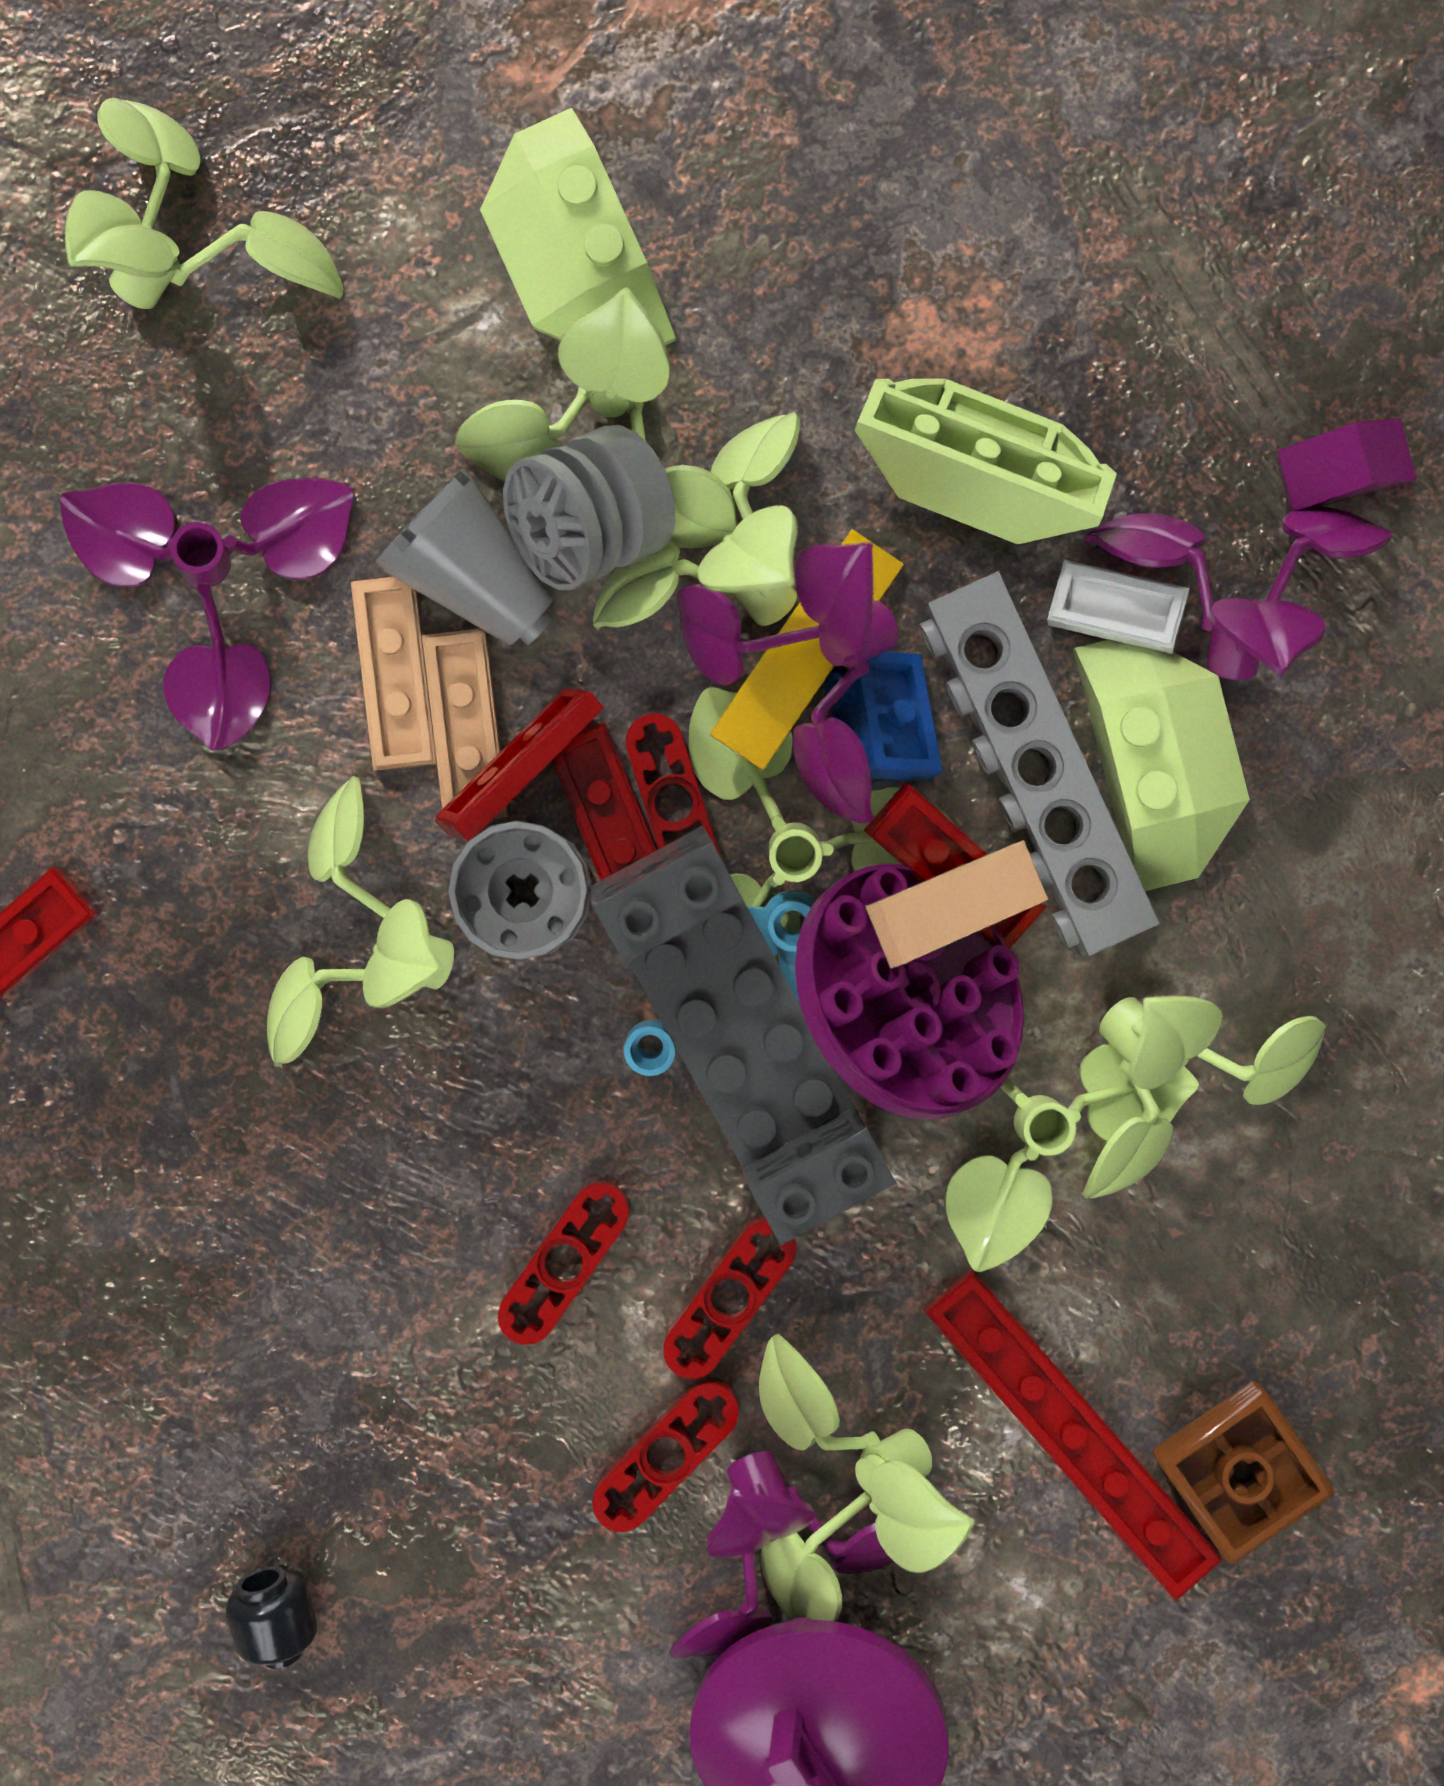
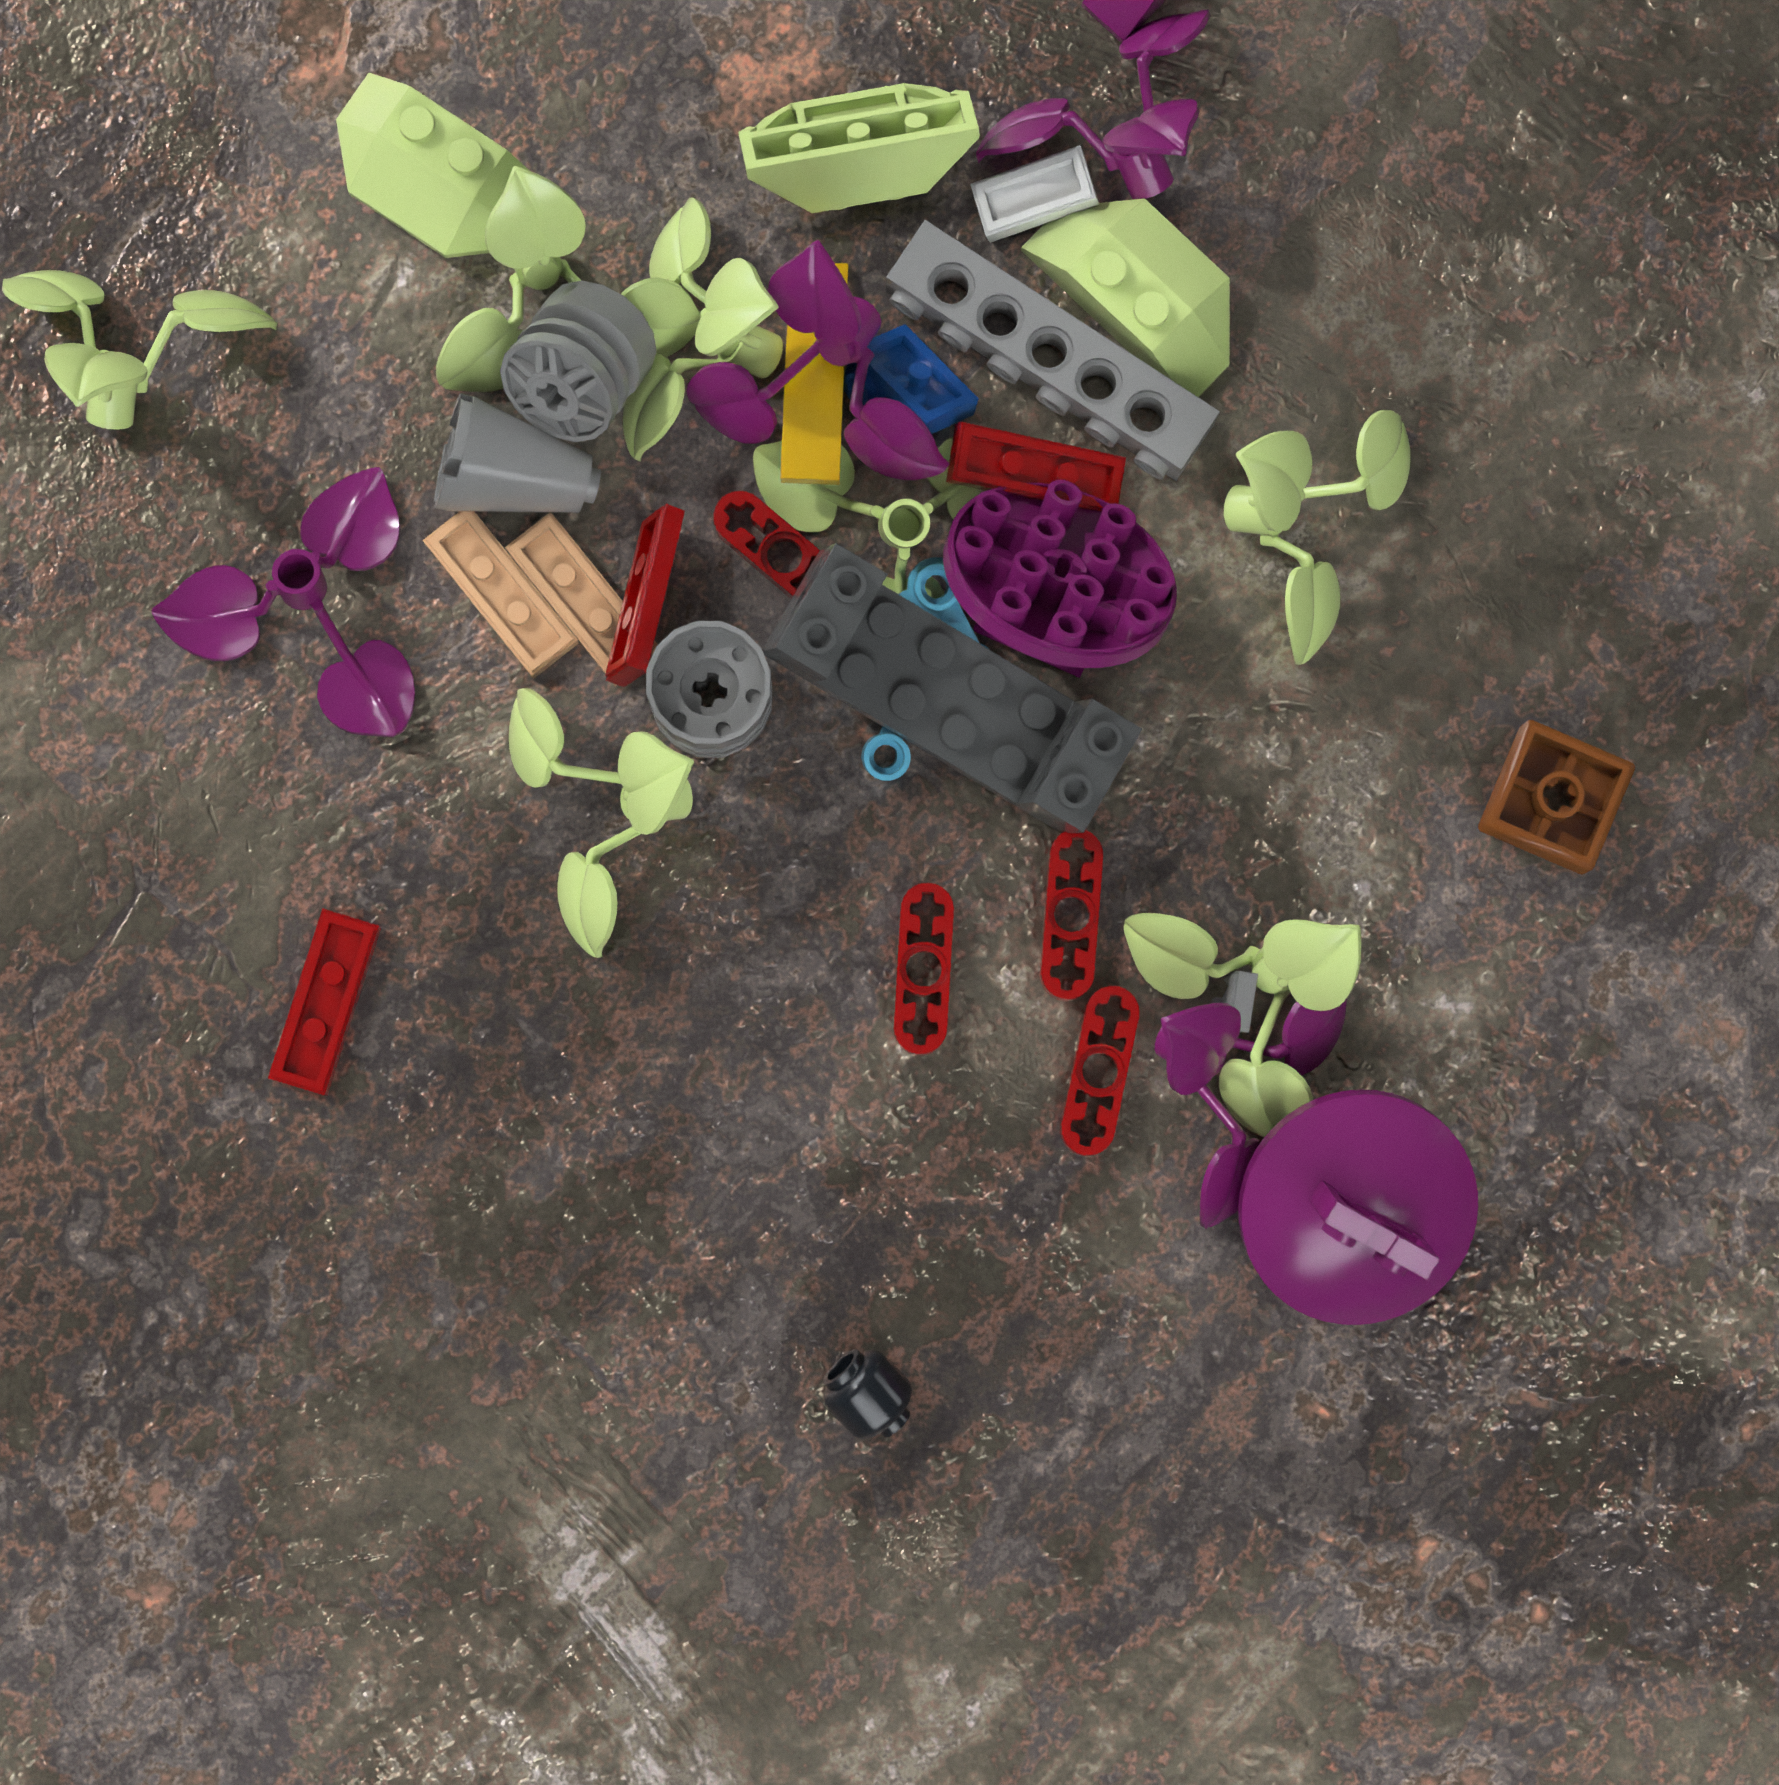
camera: 40 degrees left, 5 degrees down
(603, 801) = (726, 588): red tile -> none
(824, 1477) = (1240, 995): none -> light grey tile
(956, 904) = (1053, 486): light nougat tile -> none
(1004, 1207) = (1241, 709): yellowish green plant -> none
(1073, 1434) = (1408, 855): red tile -> none

